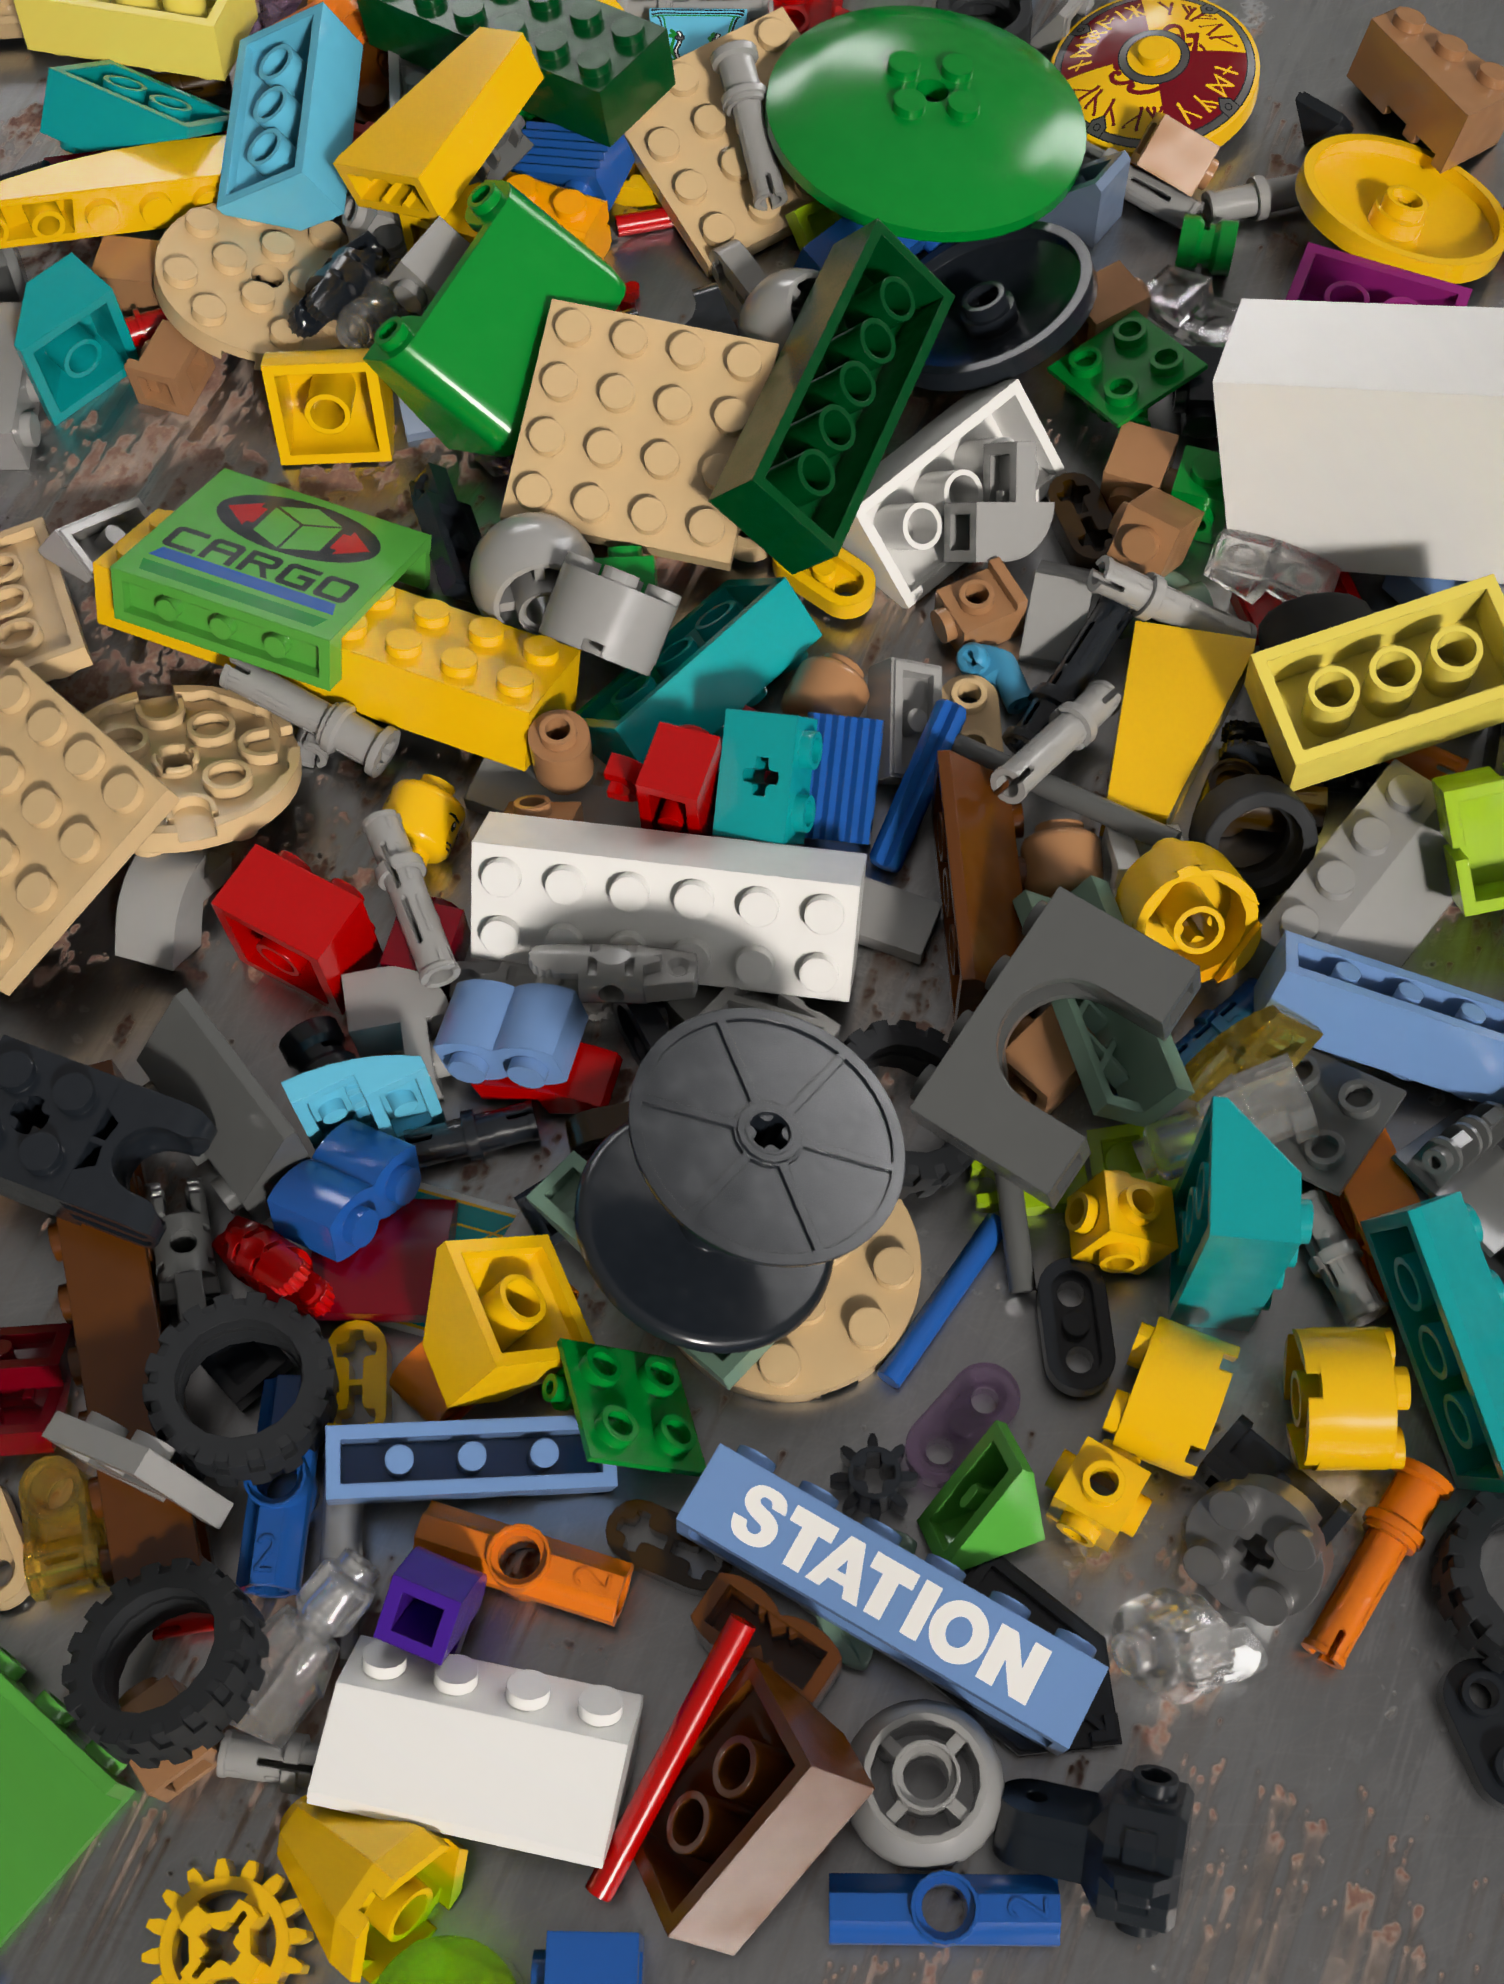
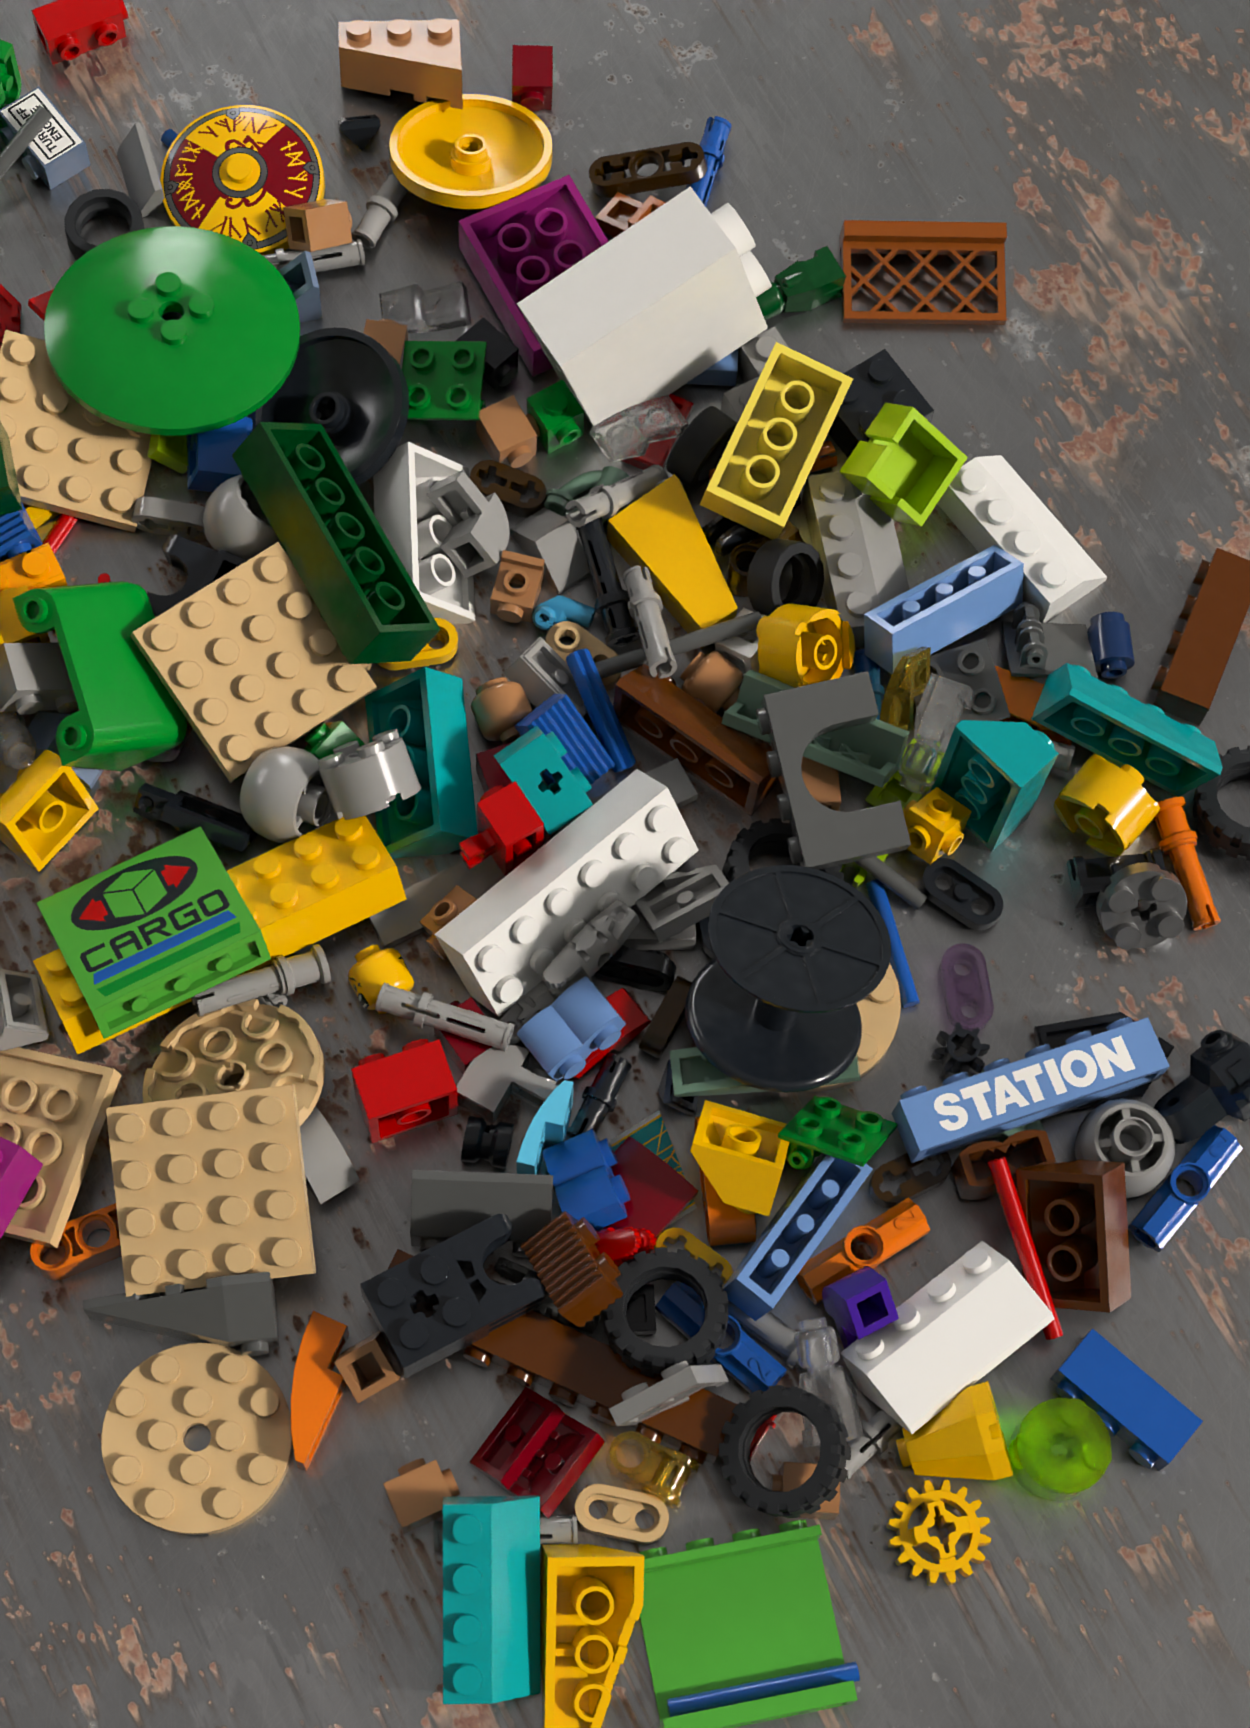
camera: 60 degrees left, 5 degrees up
(203, 1242) = (573, 1269): none -> reddish brown brick
(561, 751) = (419, 869): medium nougat brick -> none
(745, 103) = (62, 410): light grey pin -> none
(985, 1505) = (1018, 1009): bright green slope -> none
(1090, 1516) = (1047, 964): yellow brick -> none
(1153, 532) = (563, 463): medium nougat brick -> none
(1172, 1396) = (1040, 879): yellow brick -> none
(1182, 1646) = (1155, 980): clear head -> none
(1206, 245) = (390, 264): green wheel -> none

